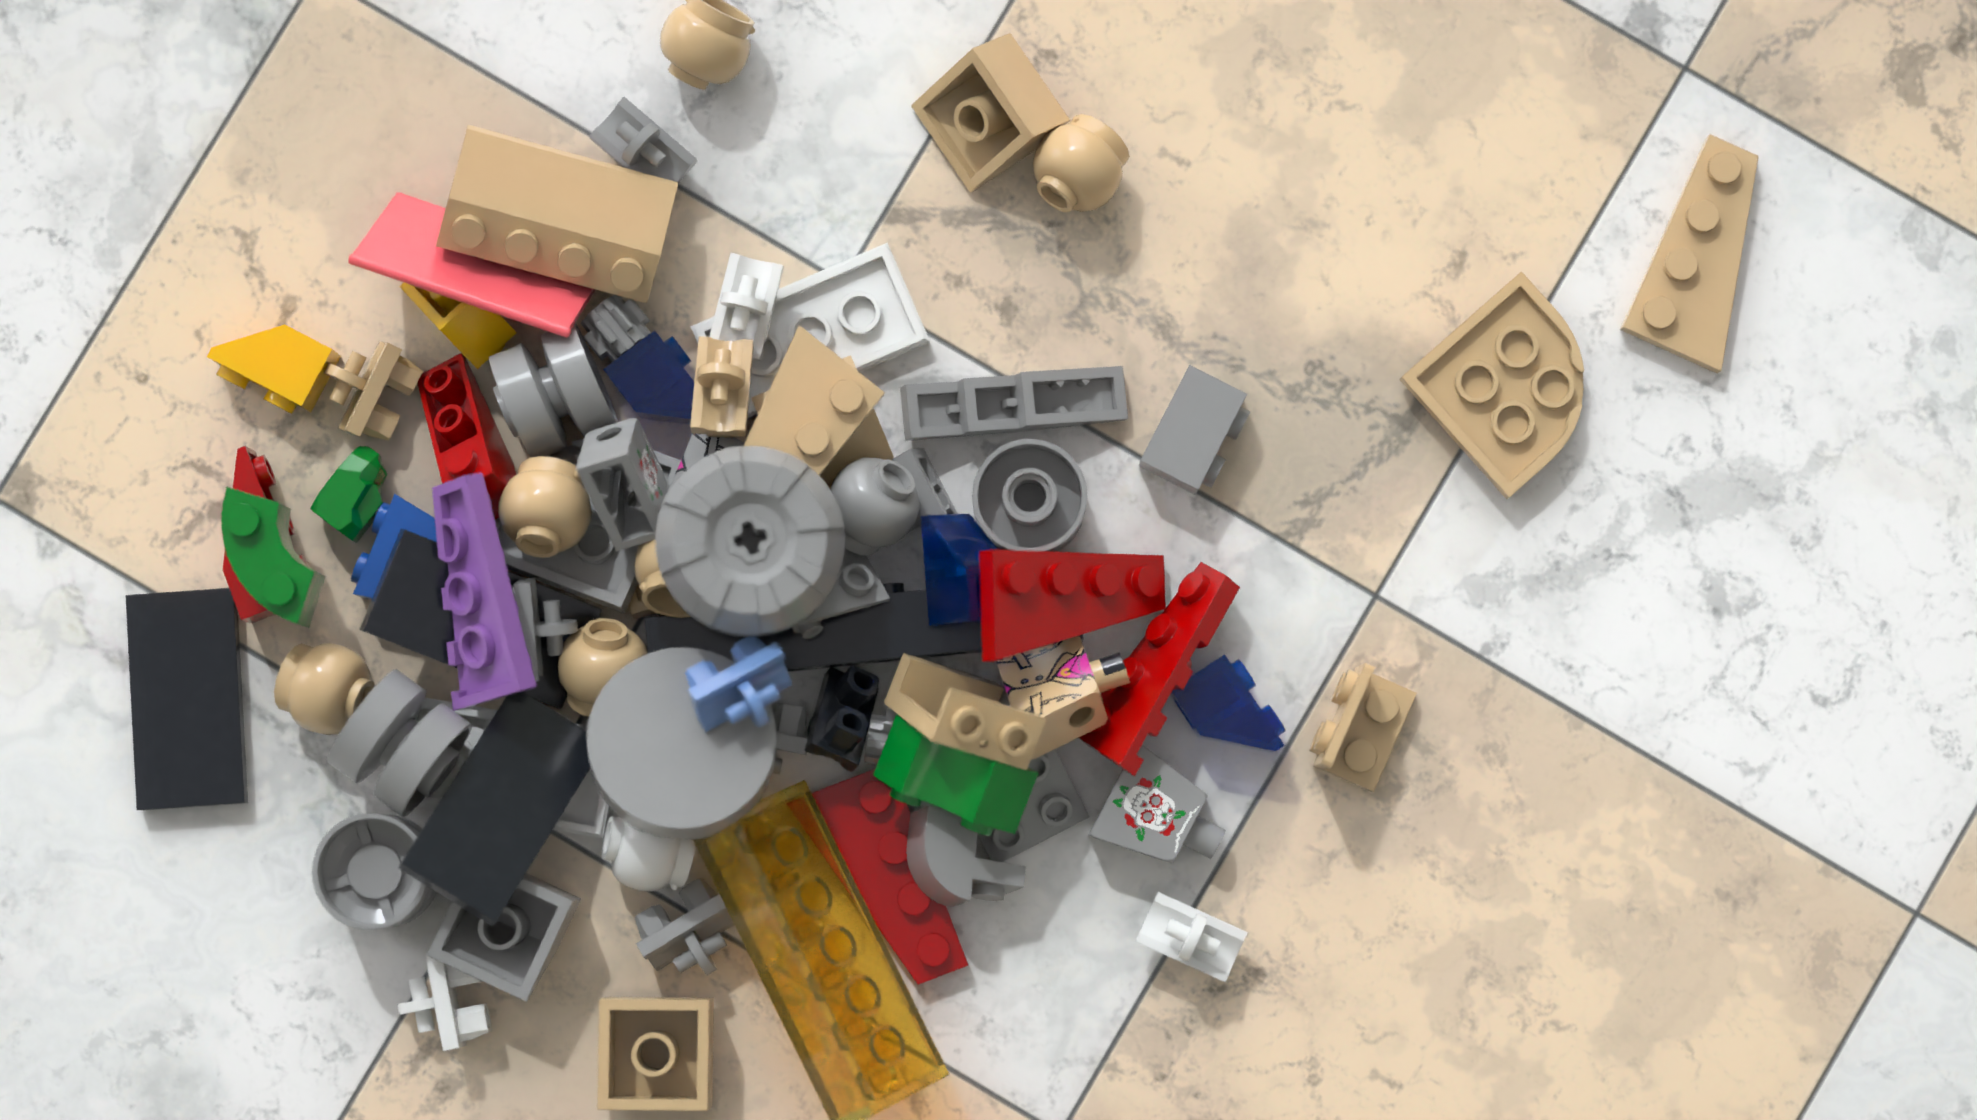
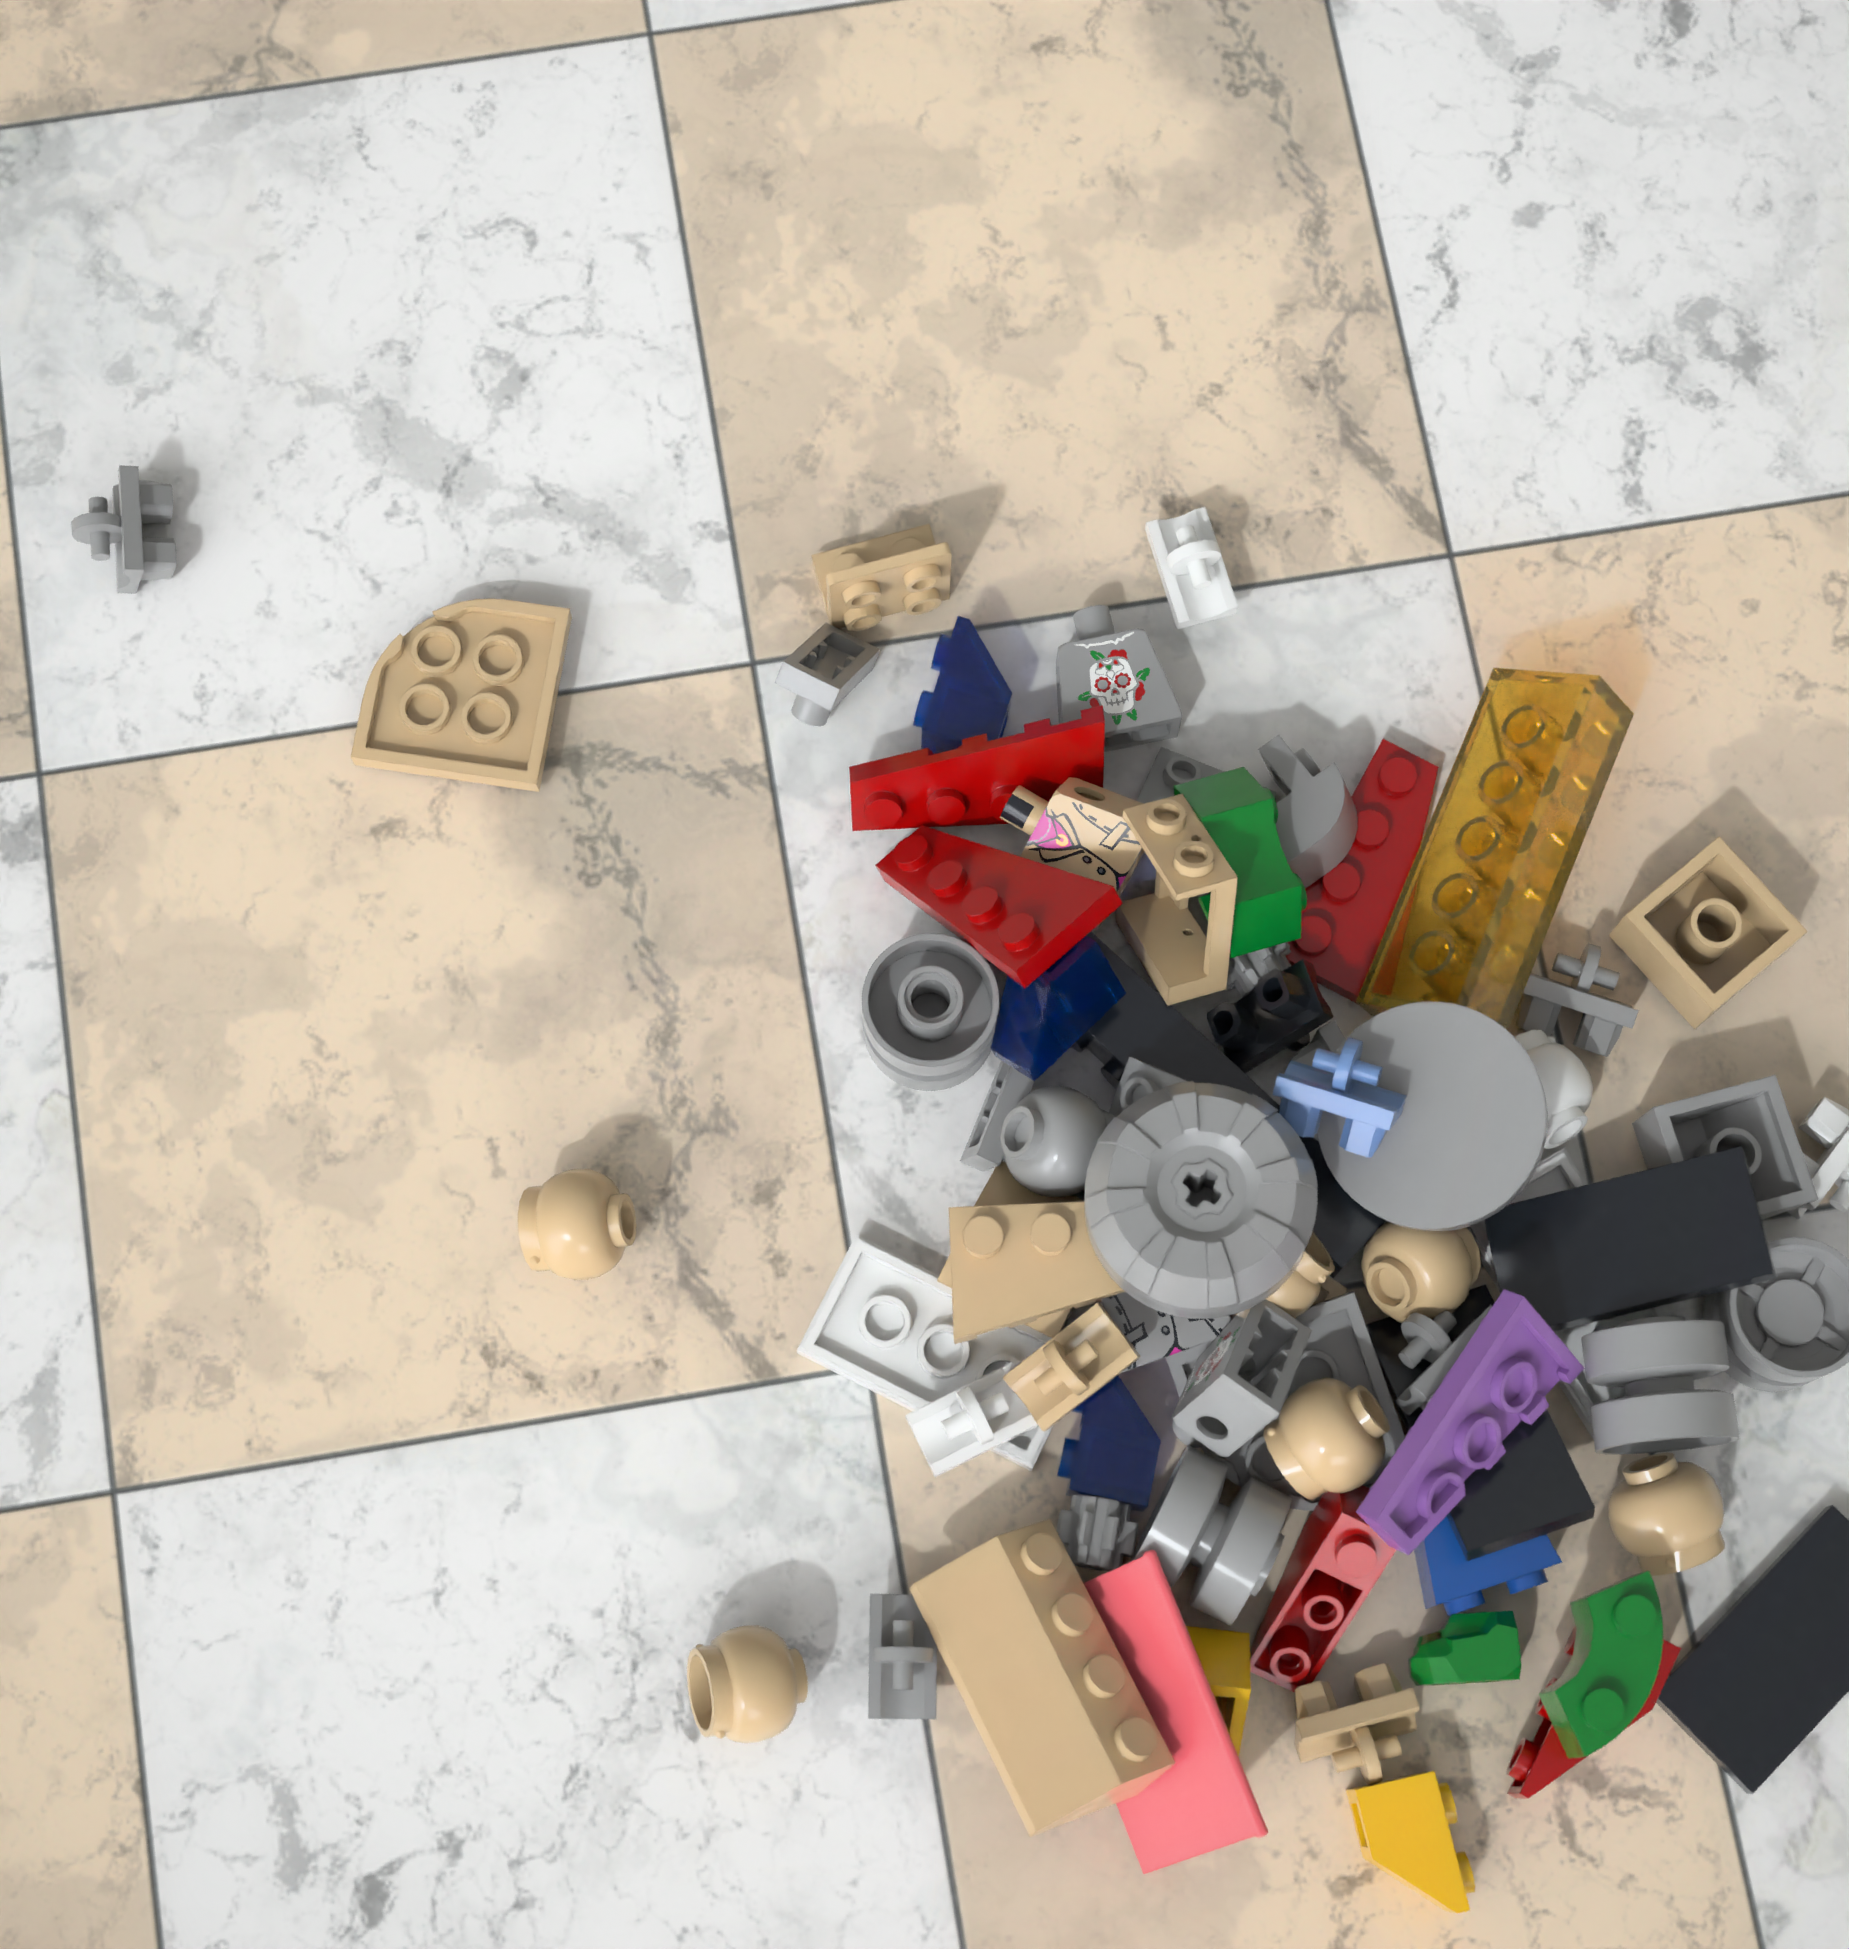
camera: 135 degrees left, 10 degrees down
(989, 111) = (591, 1355): tan slope -> none
(1014, 403) = (850, 1109): light grey slope -> none
(1193, 431) = (739, 925): light grey brick -> none
(1322, 630) = (825, 672): none -> light grey tile
(1695, 268) = (222, 622): tan wing -> none
(1829, 269) = (133, 504): none -> light grey hips

